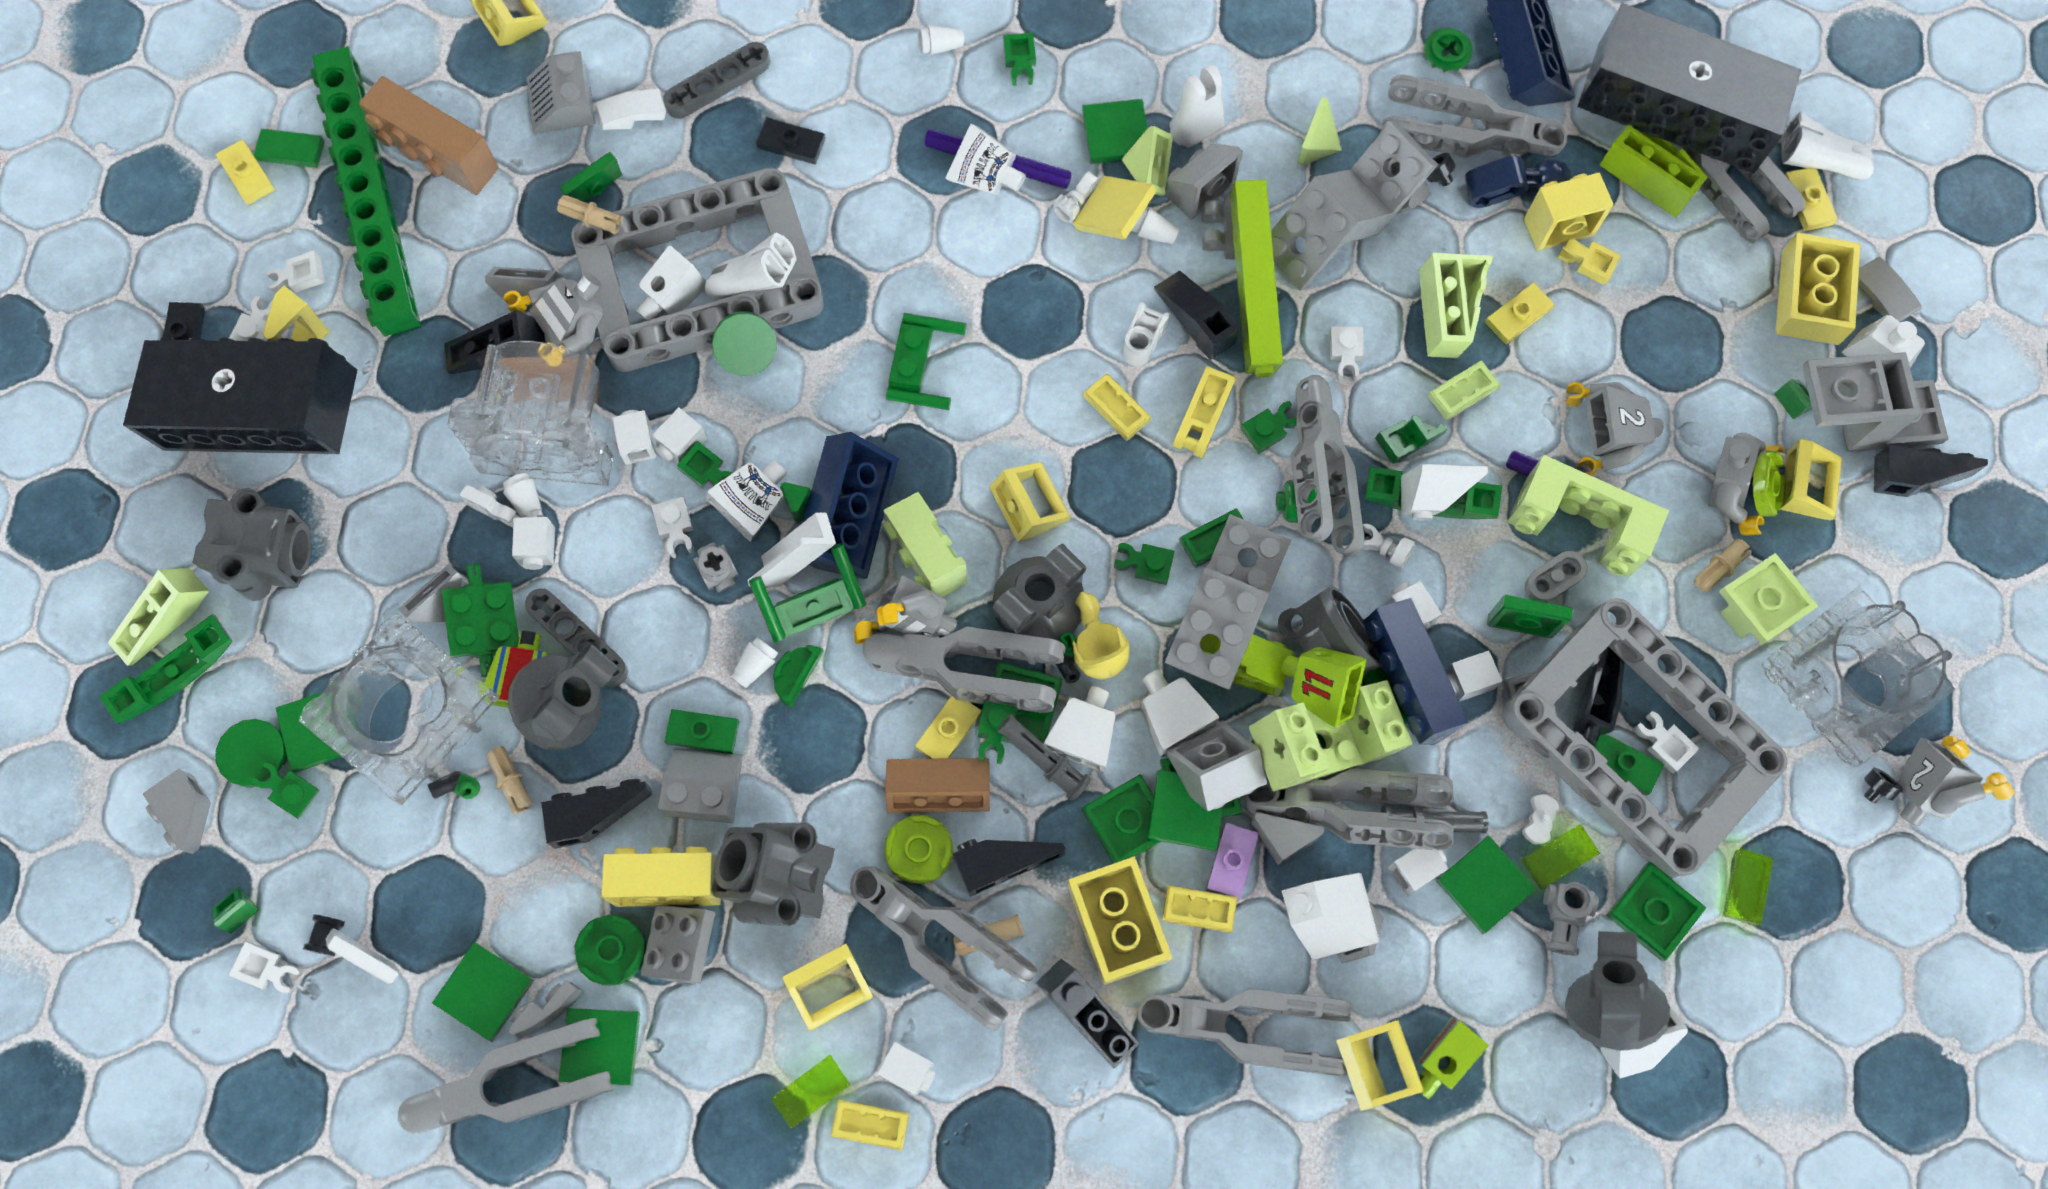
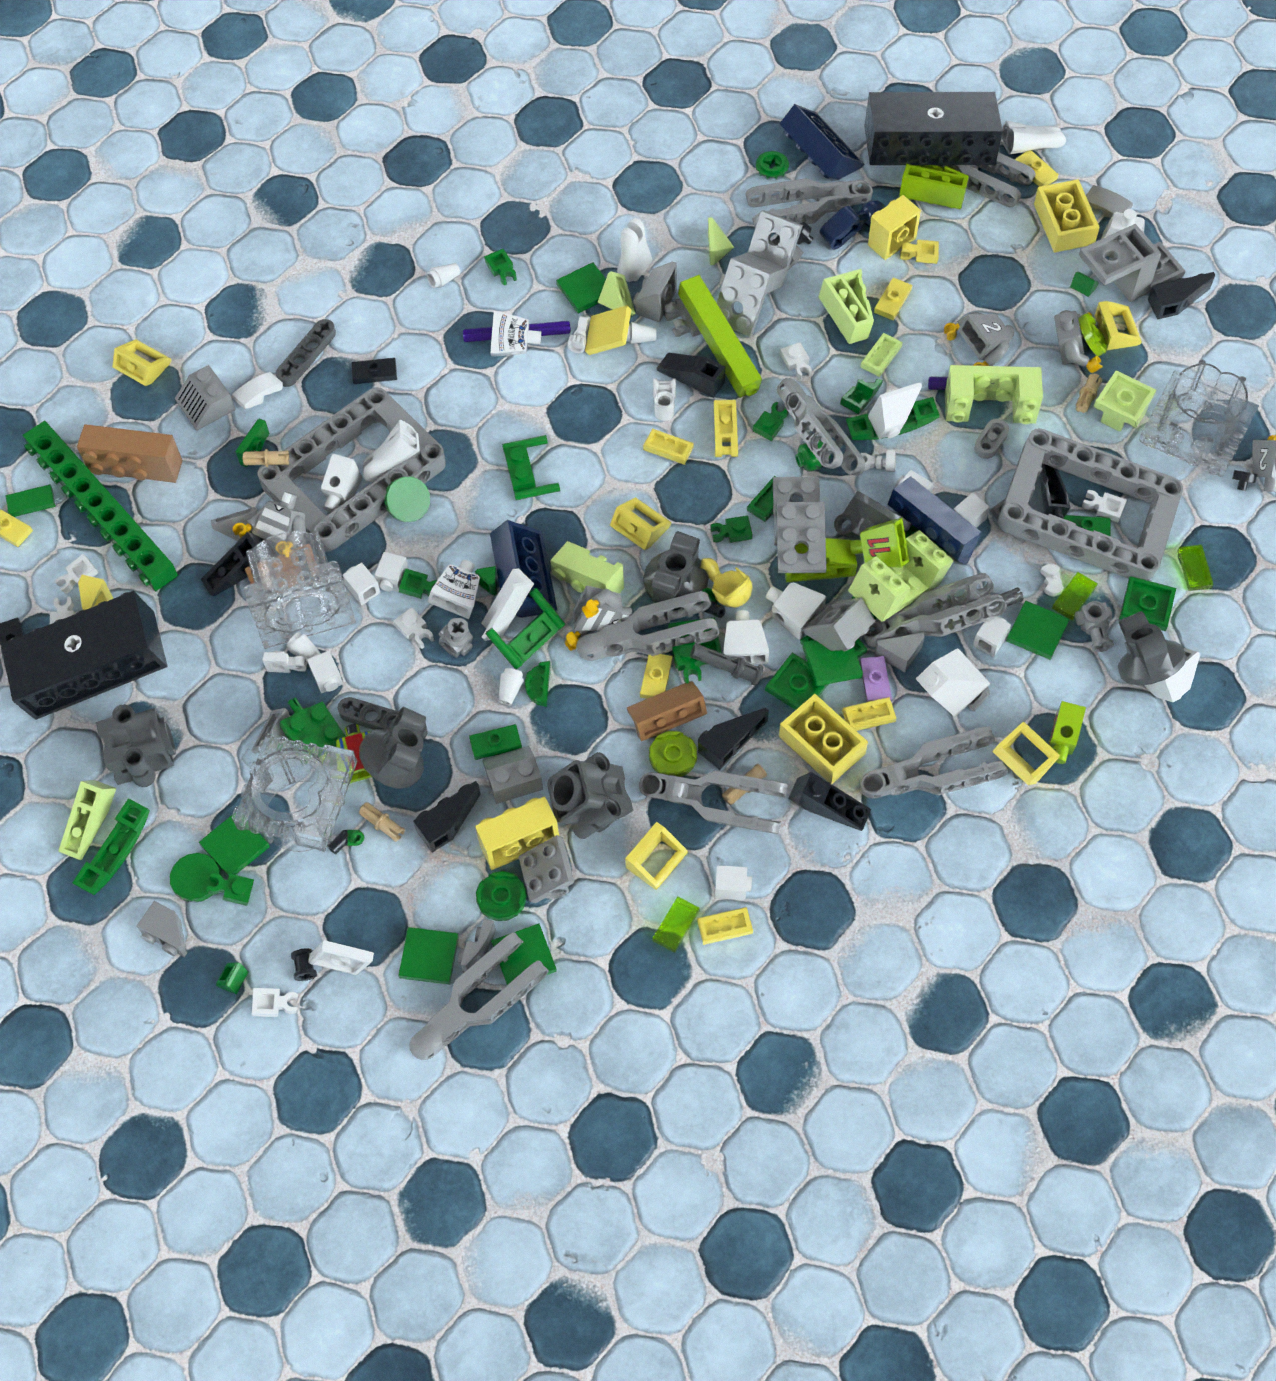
camera: 20 degrees left, 10 degrees down
(1529, 616) = (987, 463): green tile -> none

